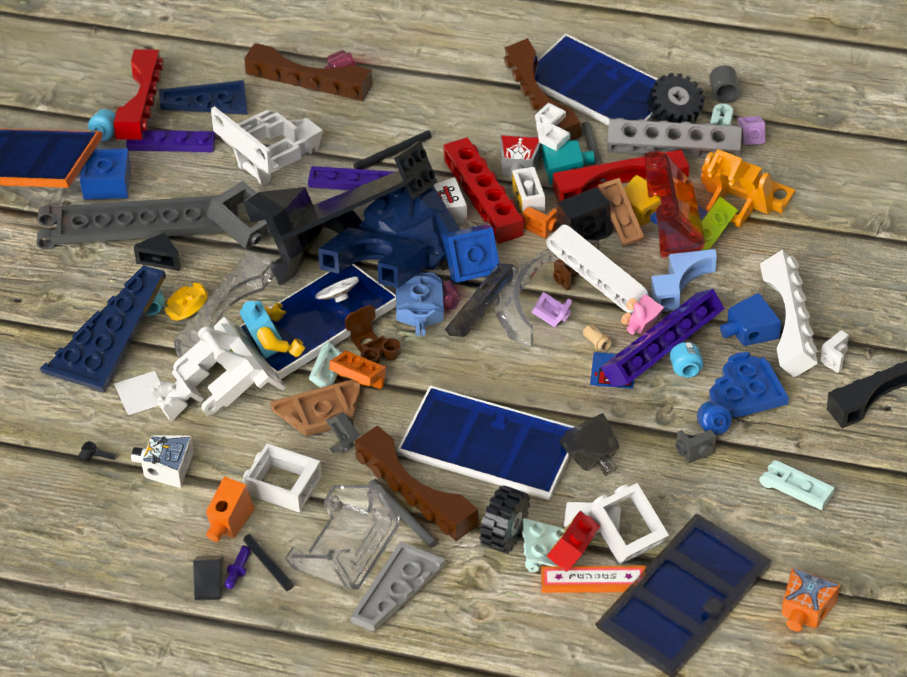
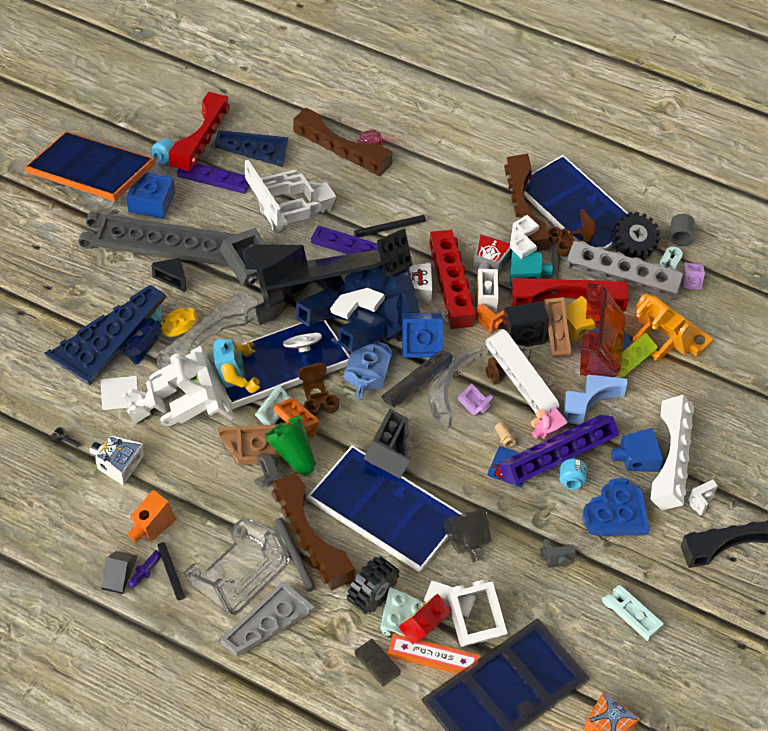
camera: 10 degrees right, 5 degrees up
(152, 330) = (142, 341): none -> clear blue bracket
(306, 467) = (211, 519): white window -> none
(365, 397) = (293, 445): none -> green cone
(395, 227) = (350, 301): none -> white tile
(452, 295) = (397, 368): clear pink arm -> none
(474, 374) = (390, 445): none -> dark grey wedge
(533, 600) = (377, 662): none -> clear smoke plate
(598, 121) = (565, 239): none -> reddish brown piece
(714, 417) = (580, 533): blue head -> none

